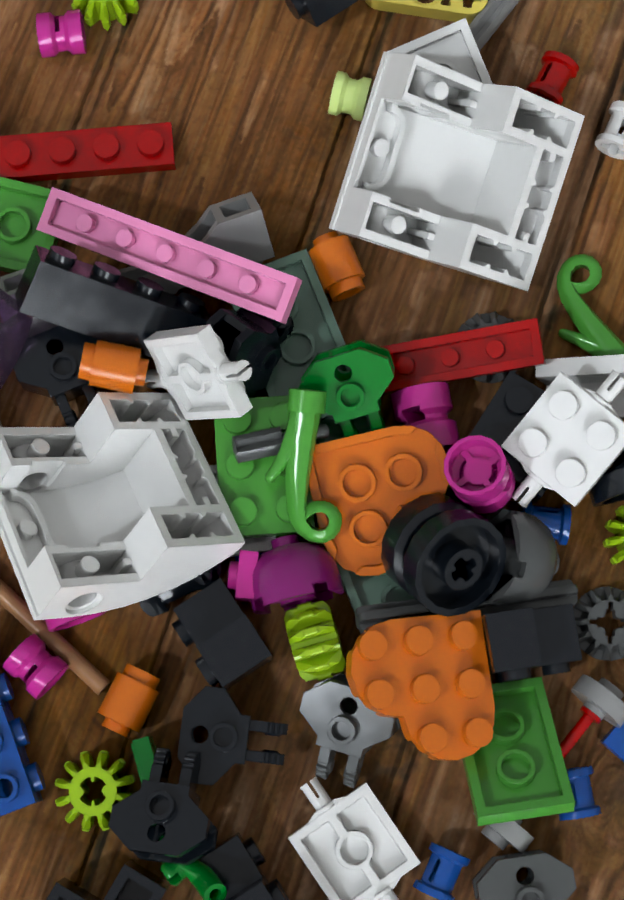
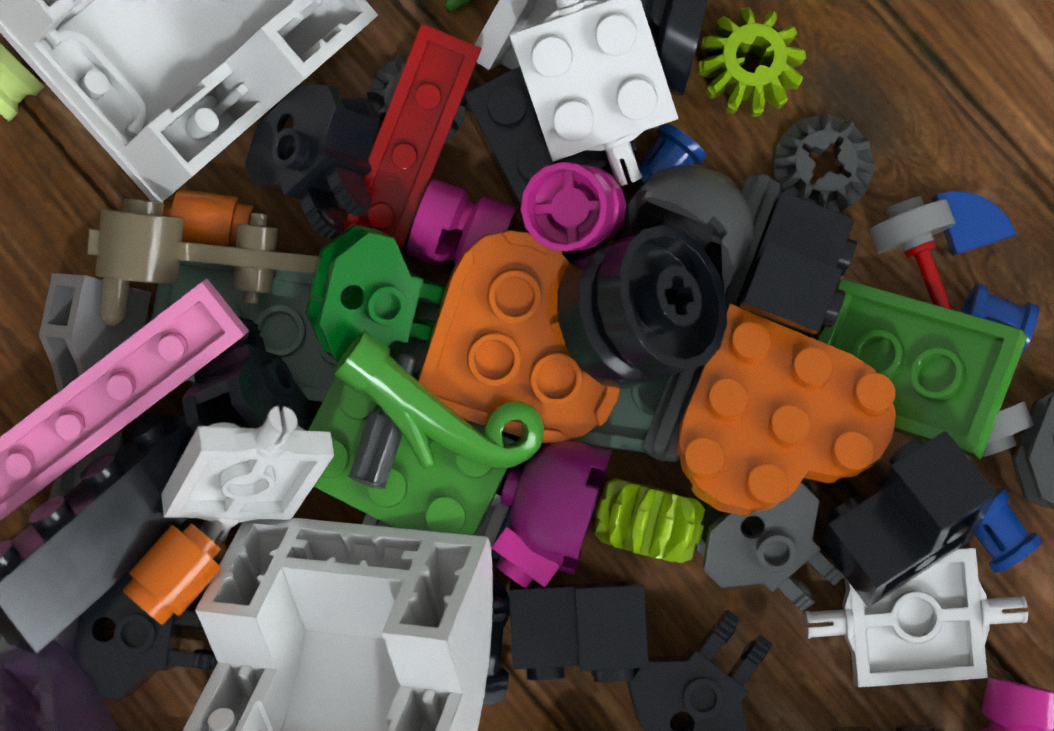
camera: 55 degrees left, 5 degrees up
(300, 237) = (148, 248): none -> dark tan piece
(412, 808) = (919, 517): none -> black brick
(418, 306) = (319, 157): none -> black hinge

